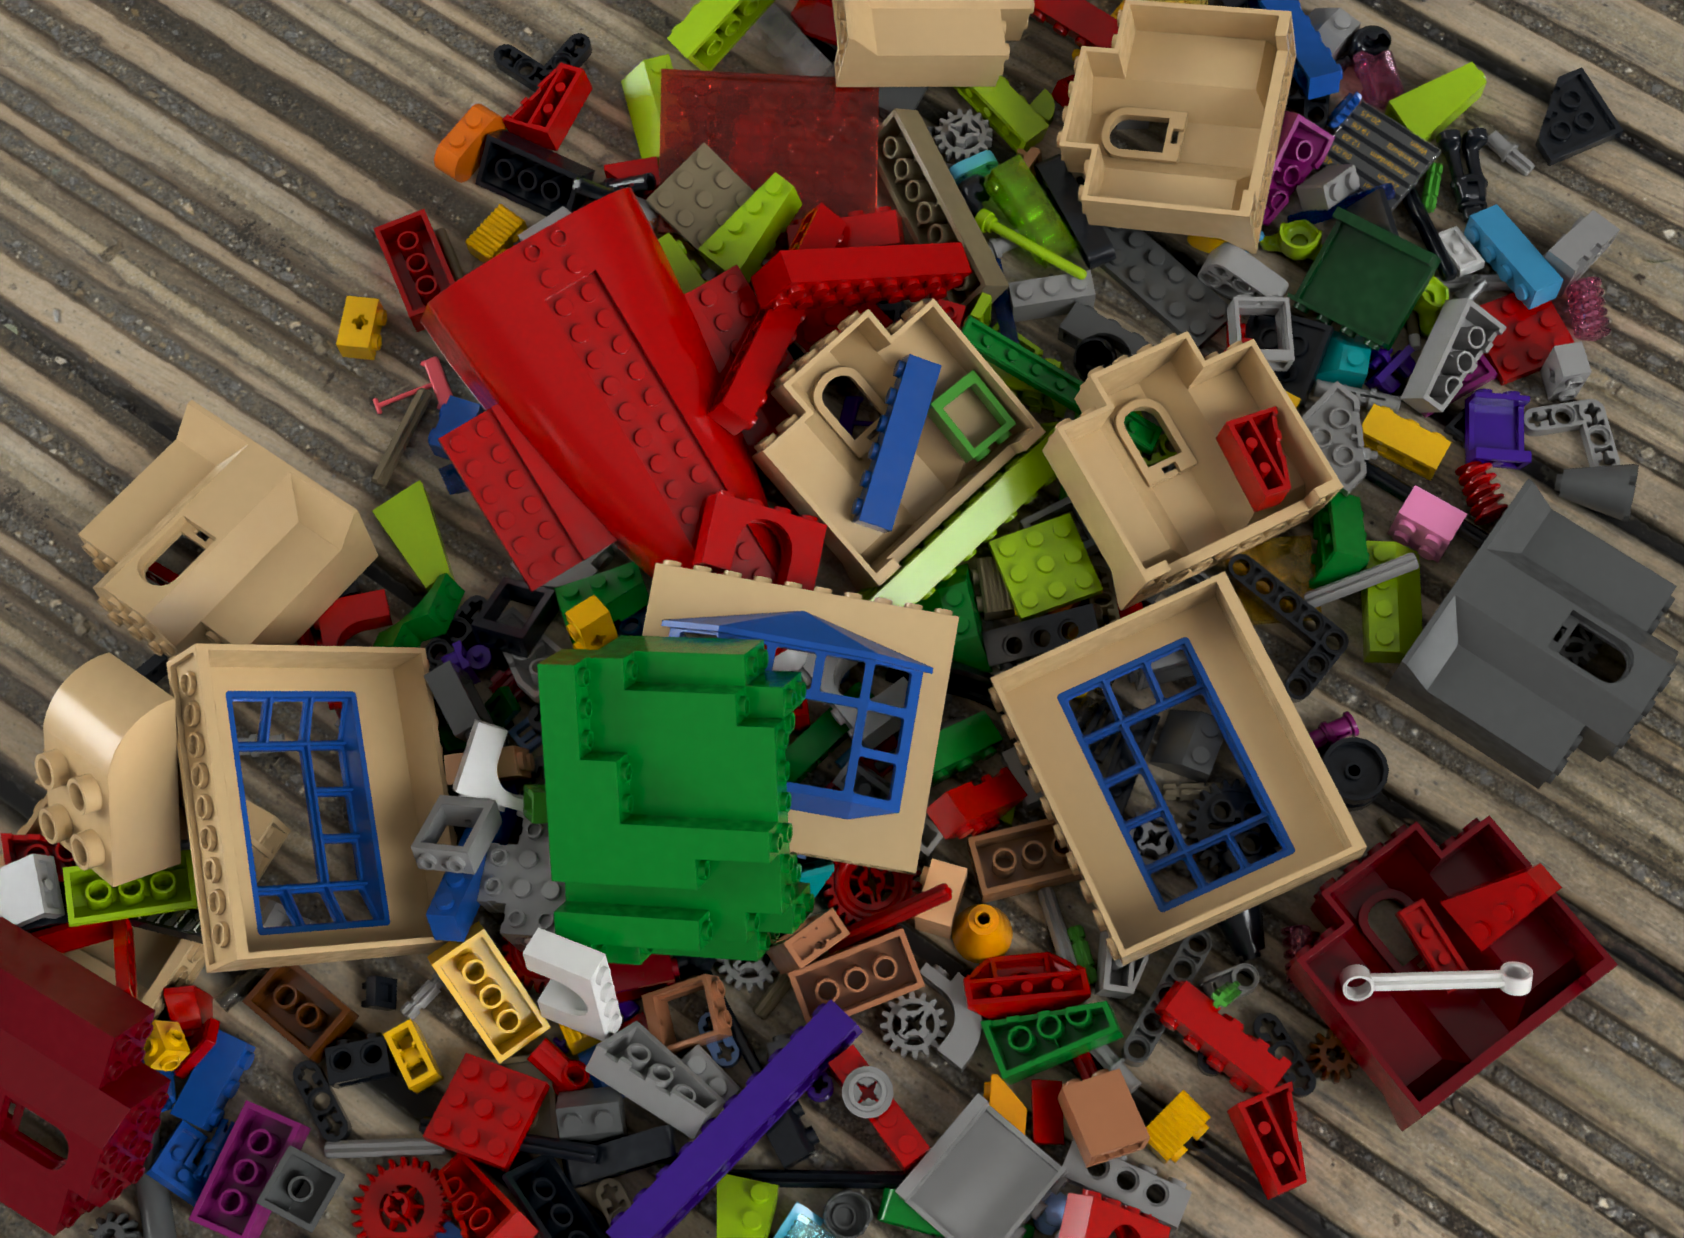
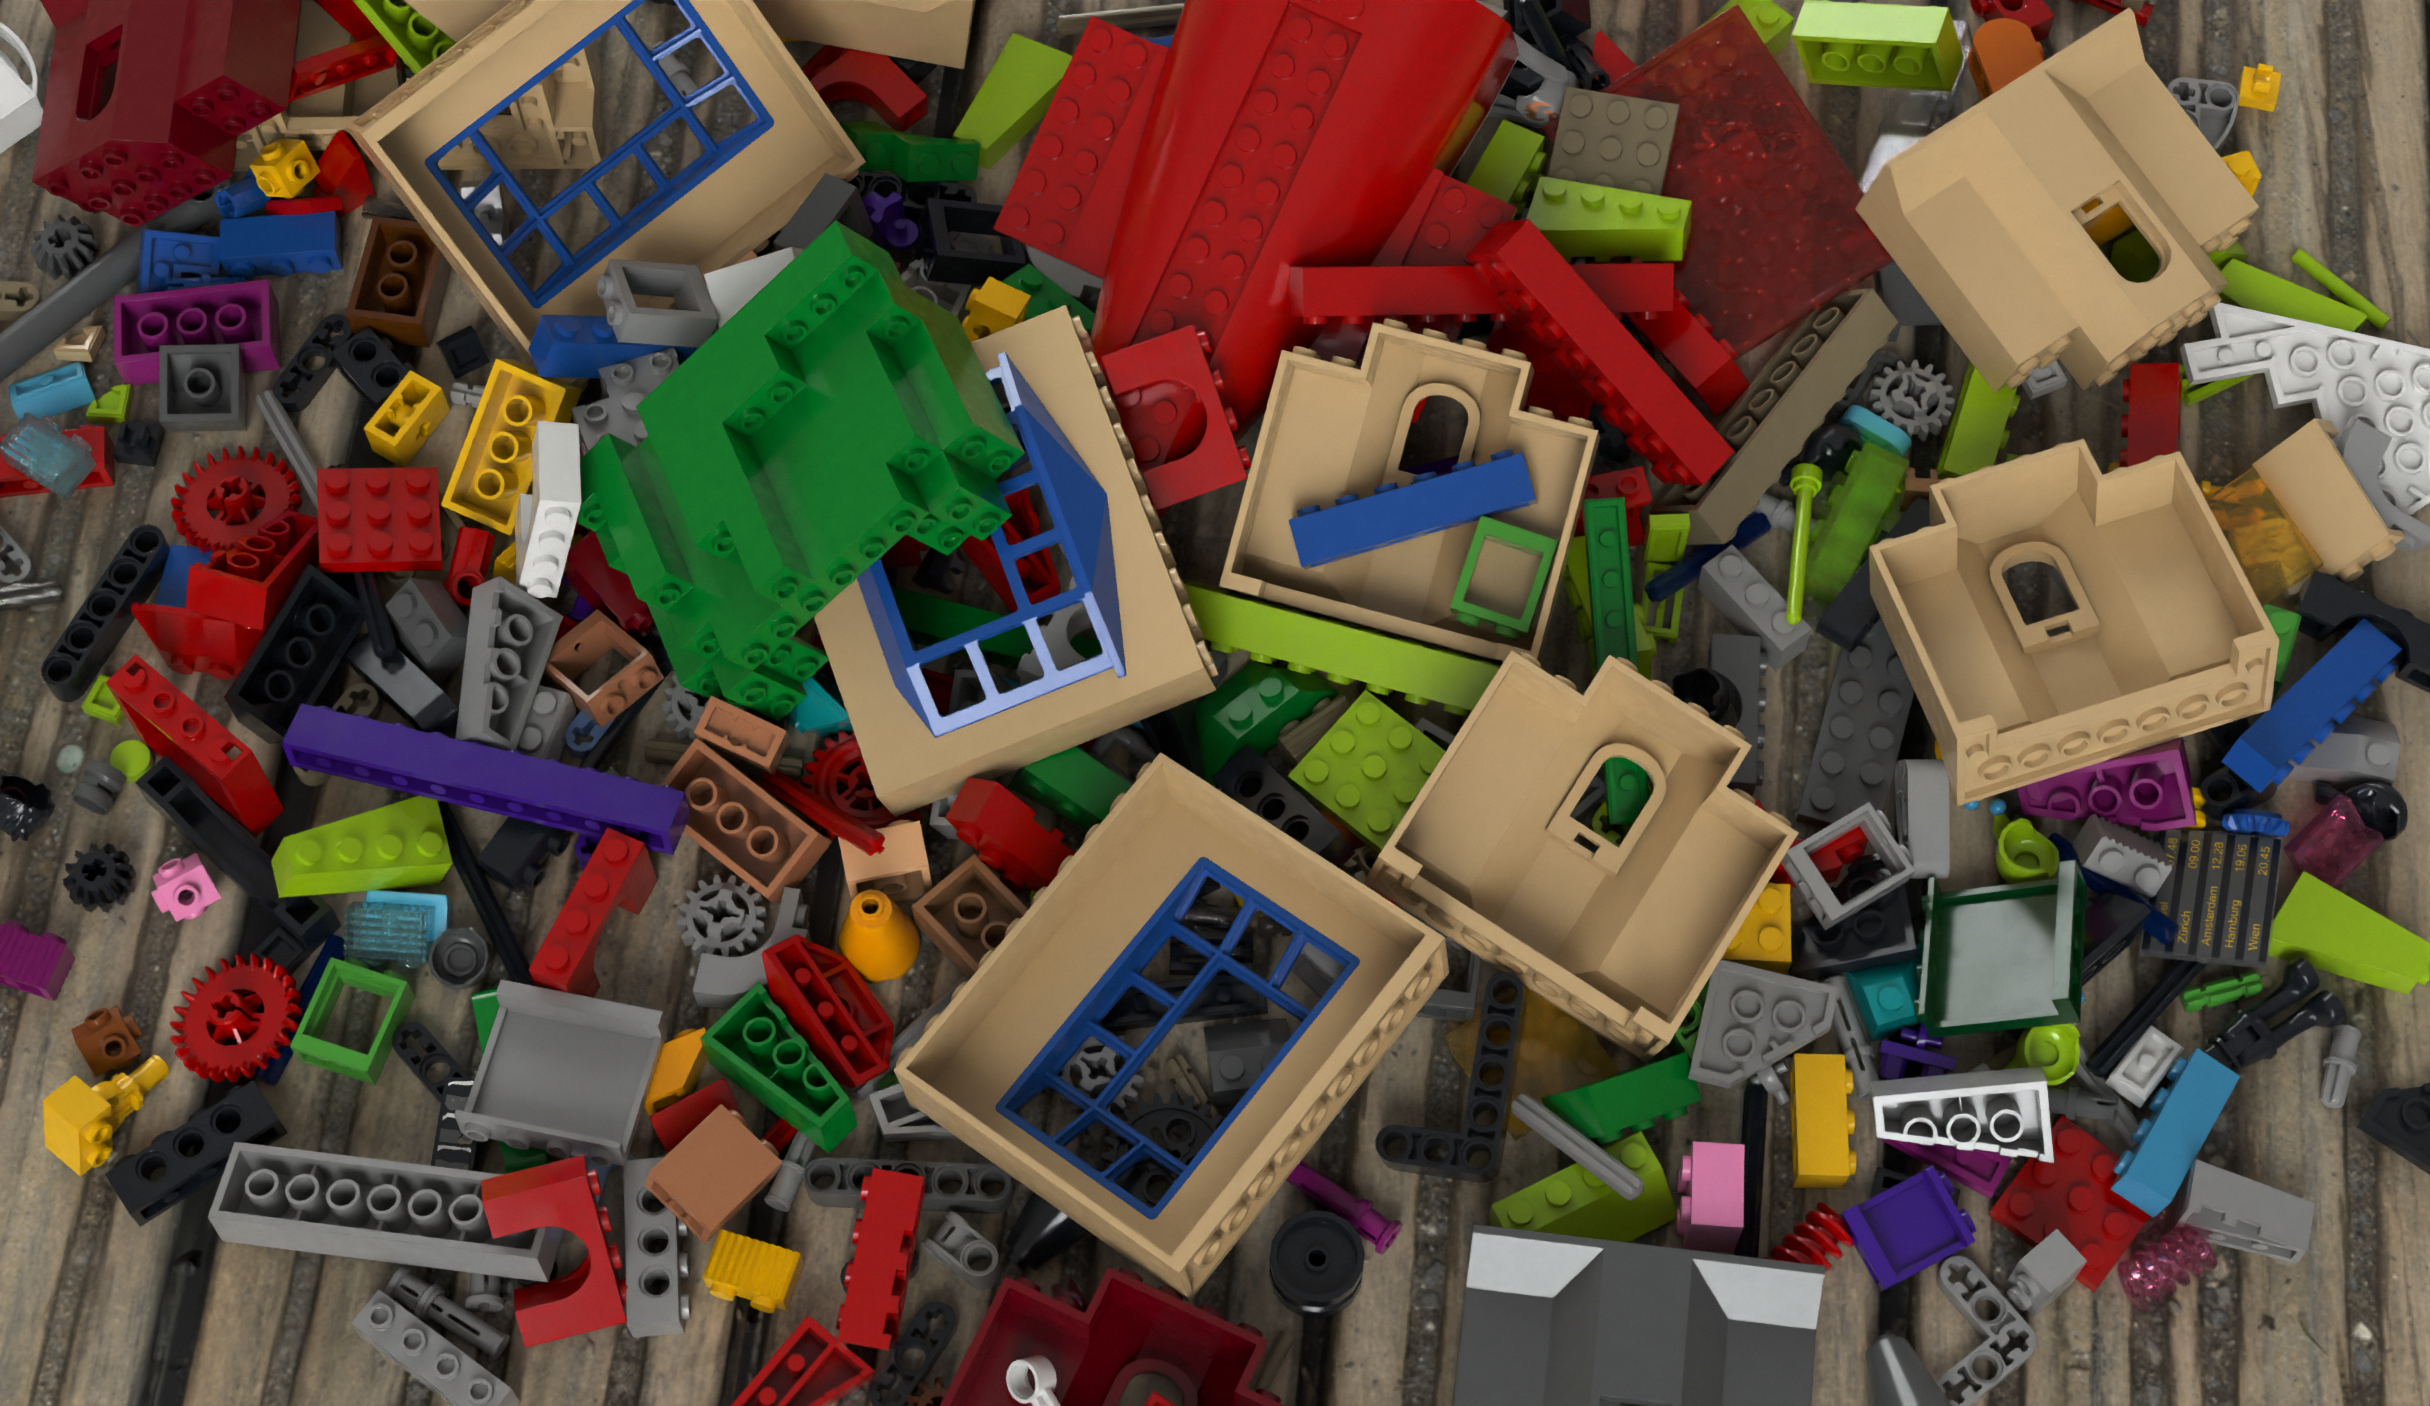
camera: 55 degrees right, 5 degrees down
(866, 1077) = (580, 866): light grey gear -> none
(1226, 994) = (934, 1234): bright green axle -> none
(1256, 457) = (1652, 925): red wedge -> none

